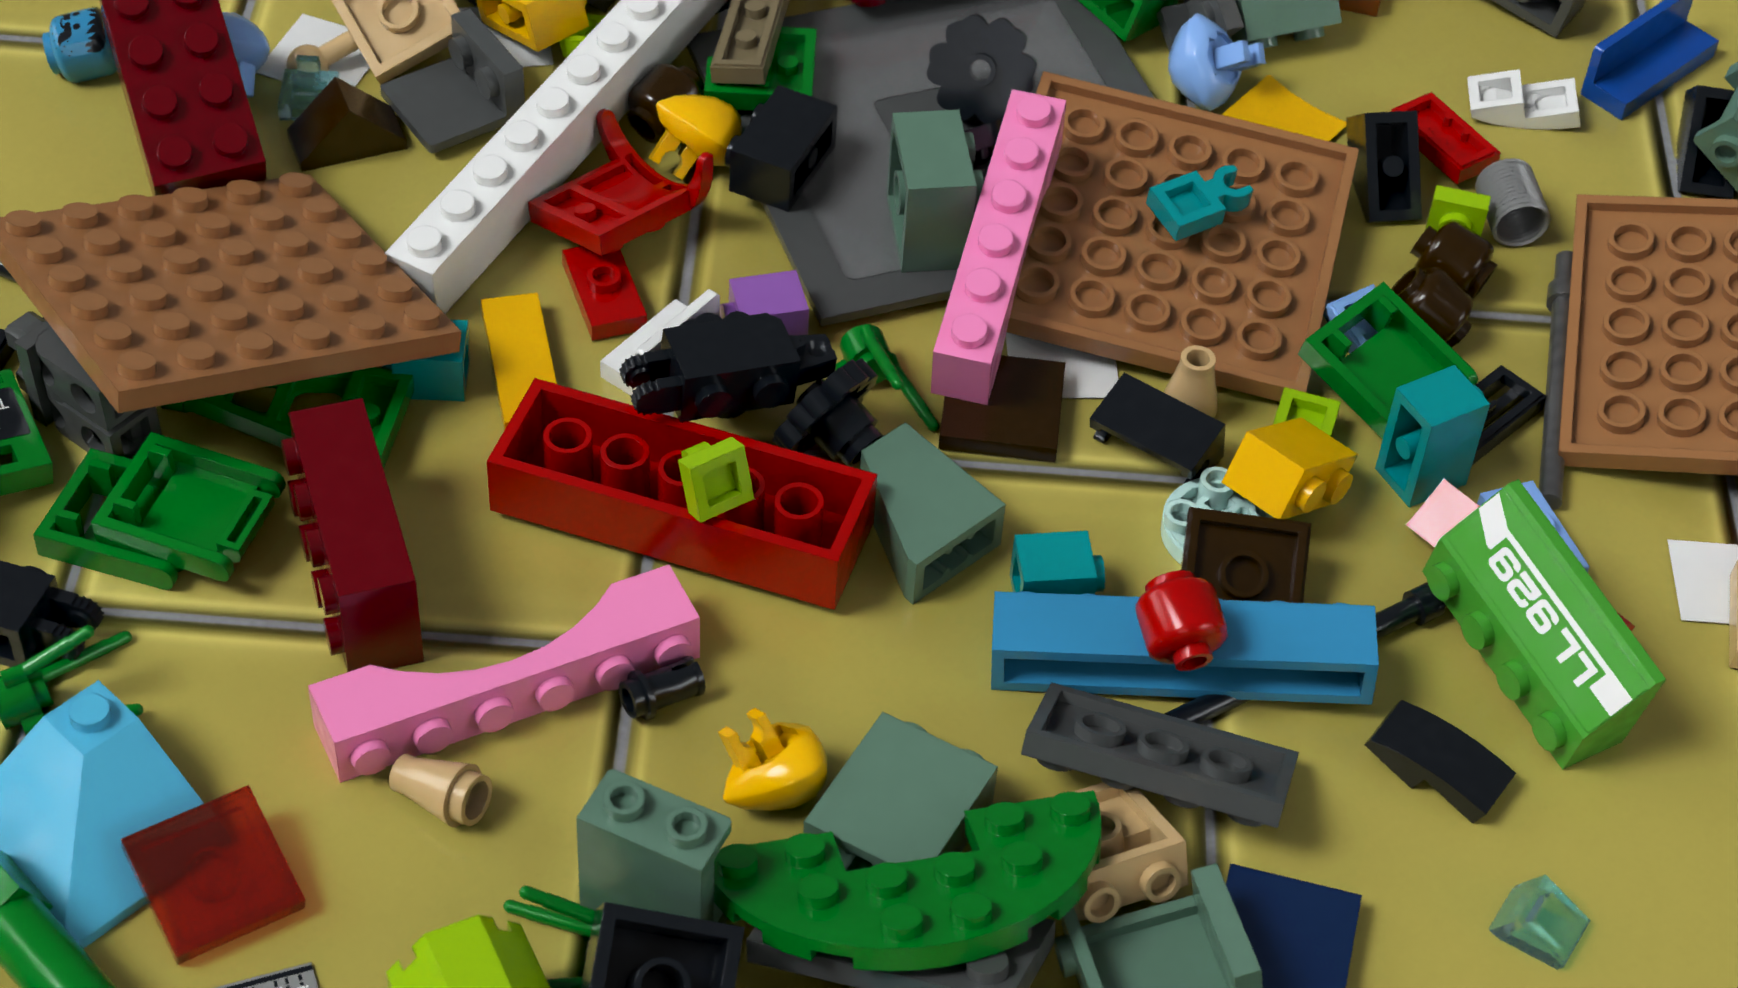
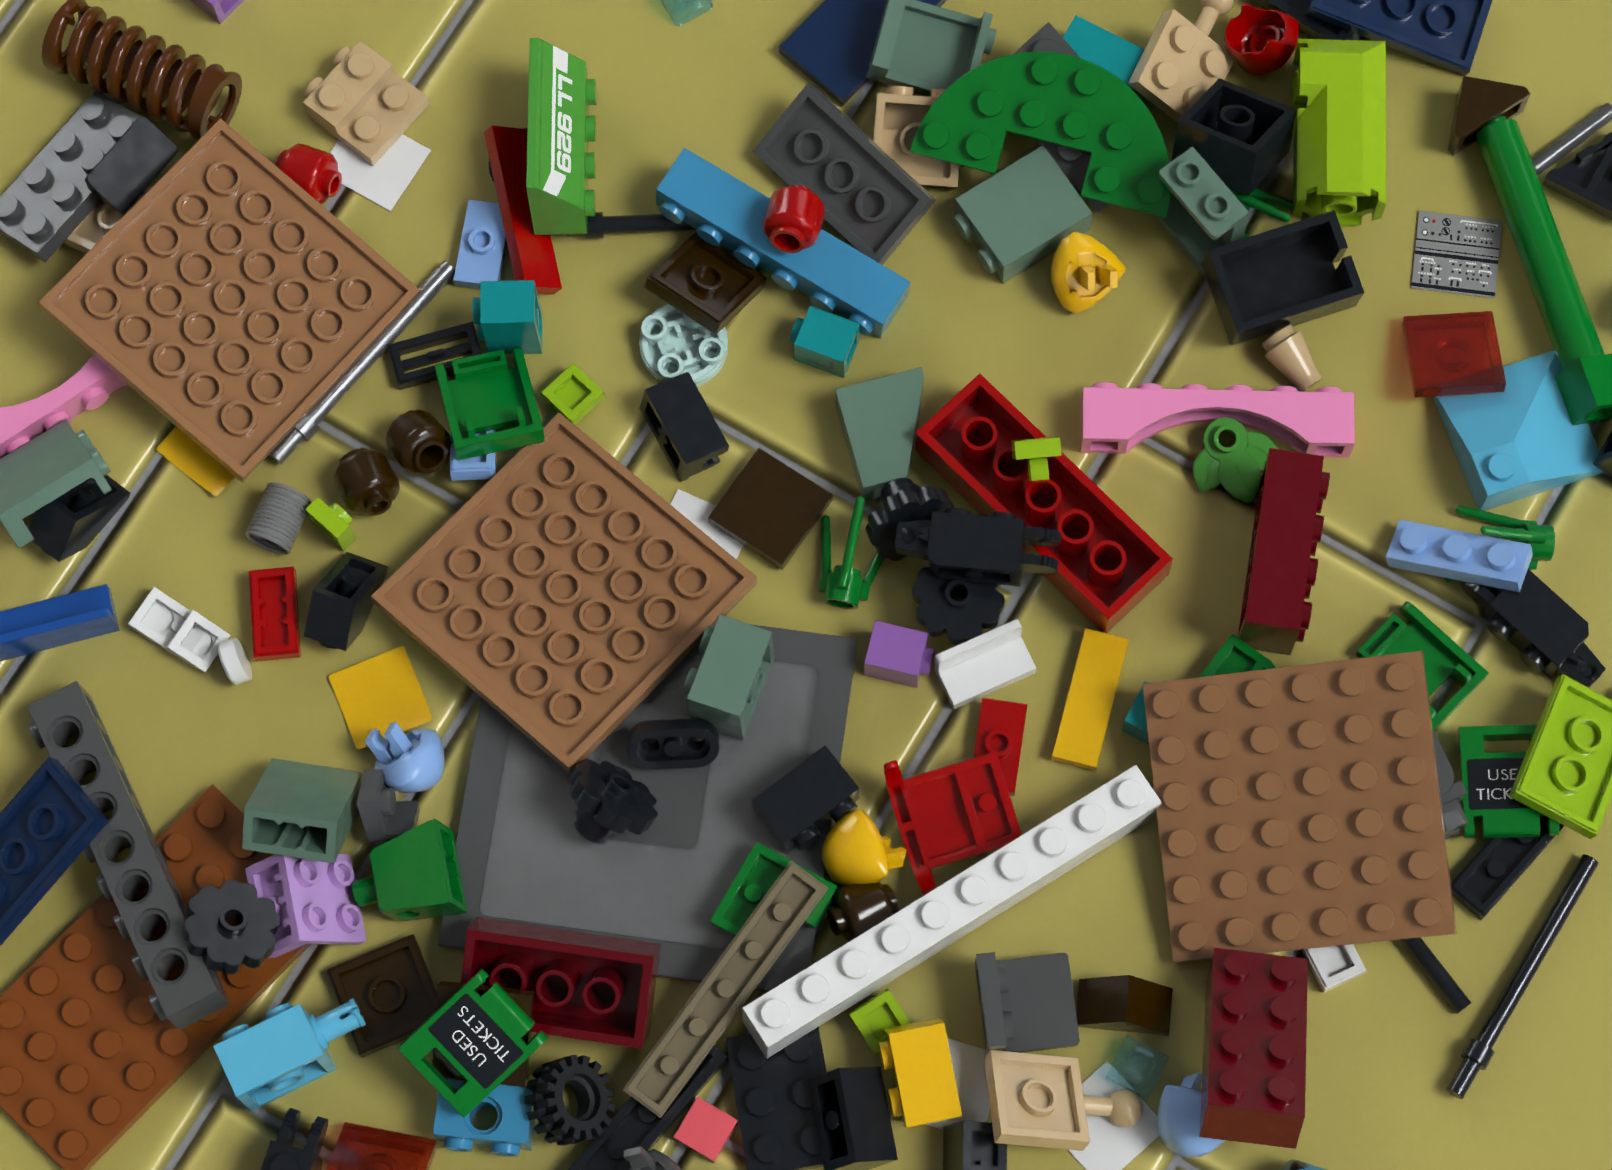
camera: 145 degrees left, 25 degrees up
(125, 626) = (1459, 555): none -> light blue plate
(202, 514) = (1376, 626): green container -> none
(464, 644) = (1232, 466): none -> bright green plate
(487, 838) = (1282, 277): none -> black piece
(662, 687) = (1124, 372): black pin -> none
(994, 252) = (677, 628): bright pink arch -> none
(1194, 205) = (545, 580): teal plate -> none
(1195, 380) = (638, 449): tan cone -> none
(1290, 468) = (623, 337): yellow brick -> none
(1448, 82) = (235, 661): none -> white tile
(1453, 763) = (667, 111): black slope -> none

